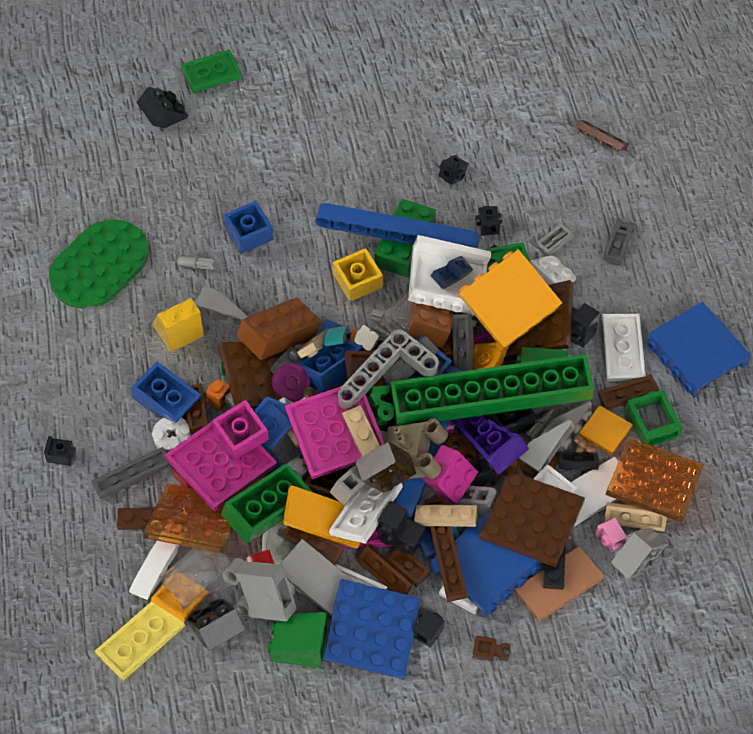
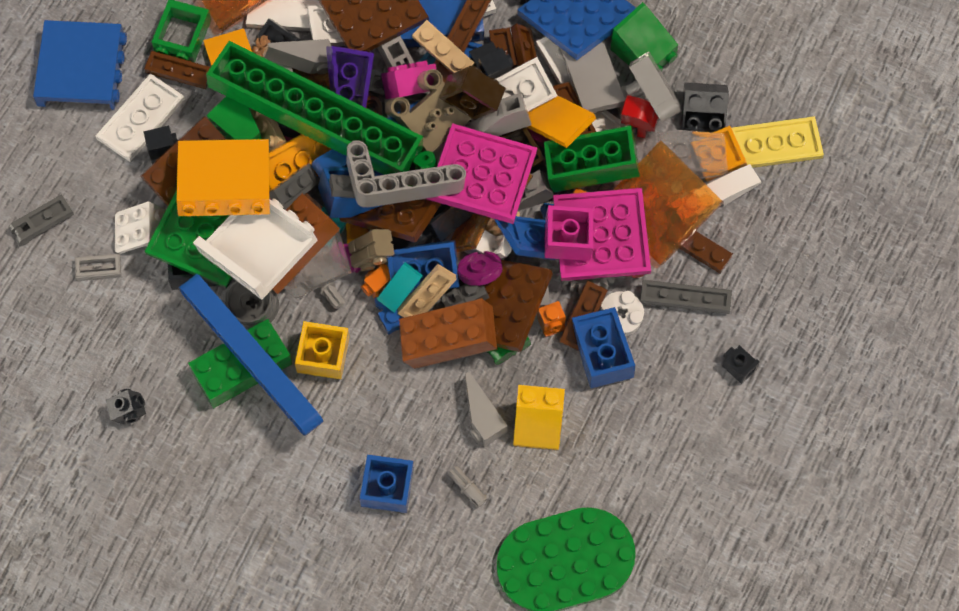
camera: 145 degrees left, 10 degrees up
(360, 430) = (466, 141): tan plate -> none
(452, 272) = (245, 246): dark blue slope -> none
(488, 220) = (144, 323): black brick -> none

